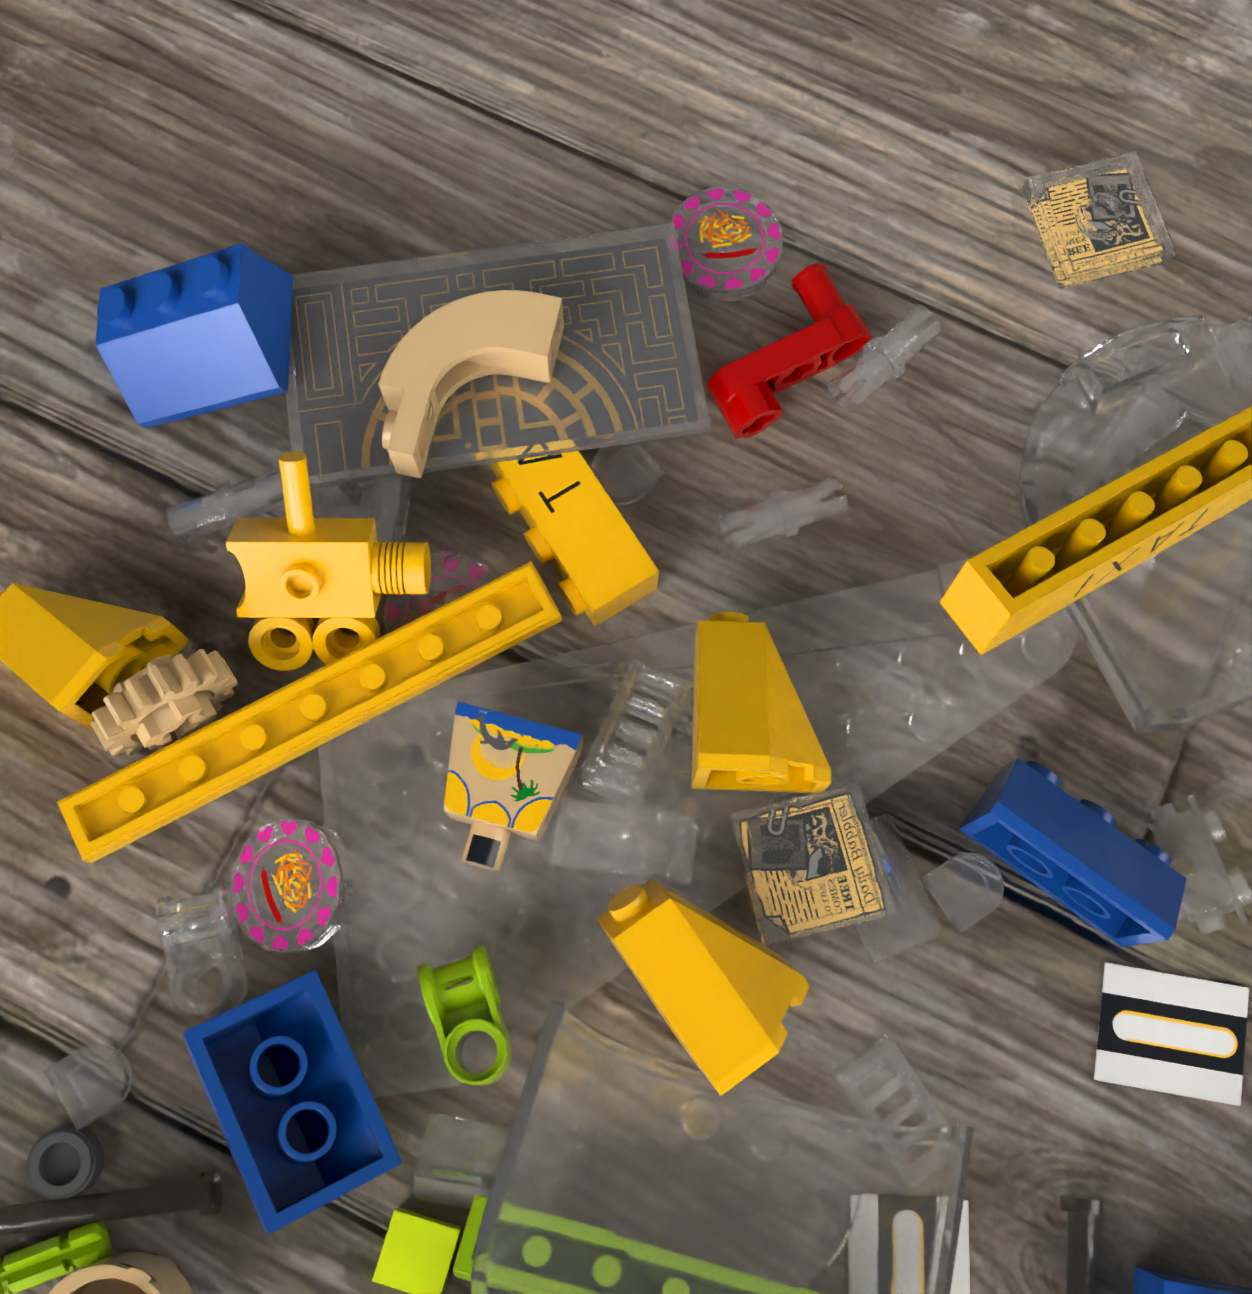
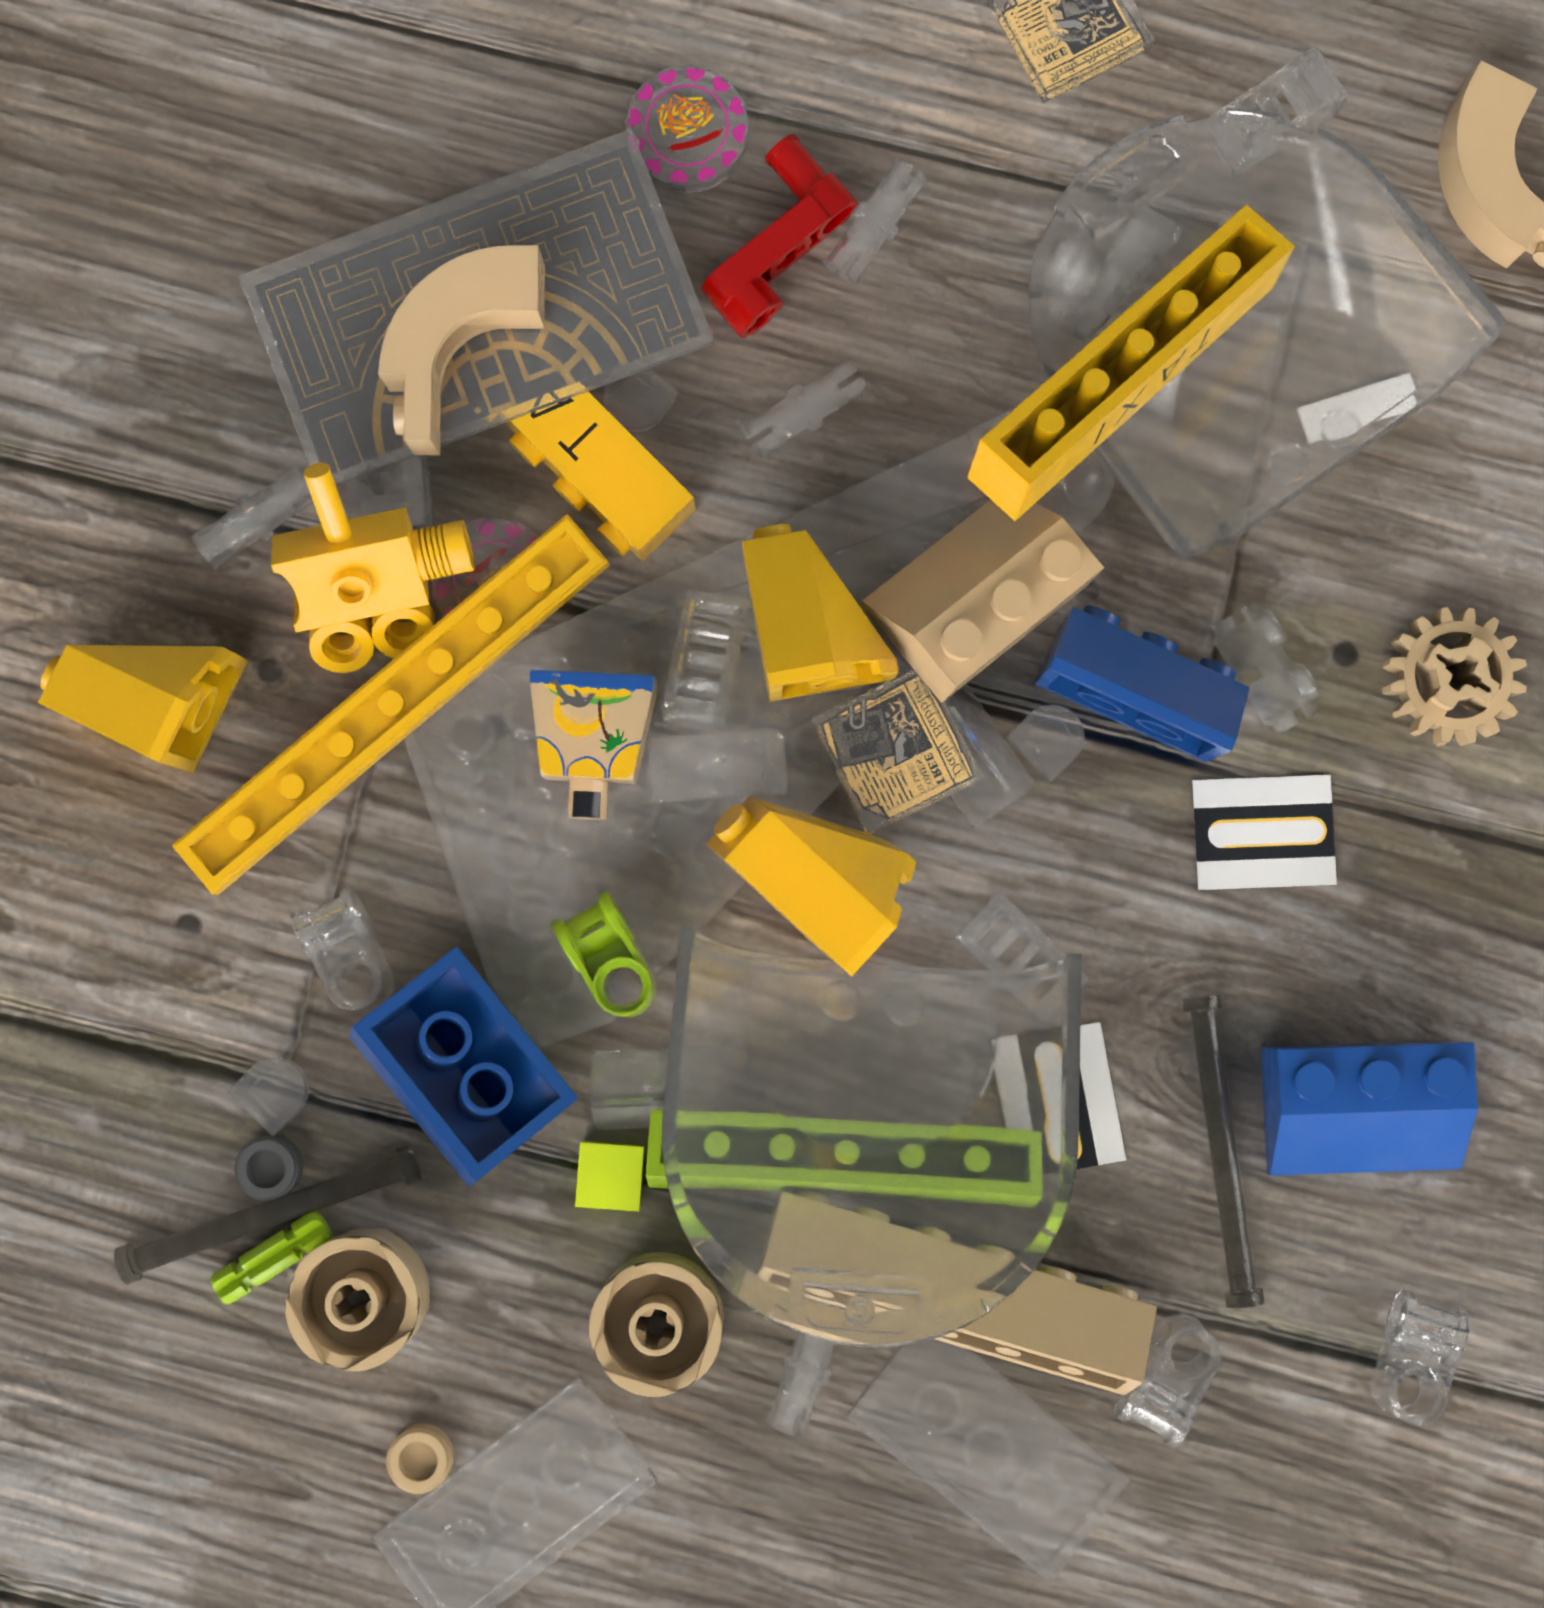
camera: 10 degrees left, 10 degrees up
(163, 702) = (247, 729): tan gear -> none
(198, 335) = (178, 354): blue slope -> none
(291, 885) = (412, 874): clear tile -> none
(928, 722) = (980, 592): none -> tan slope

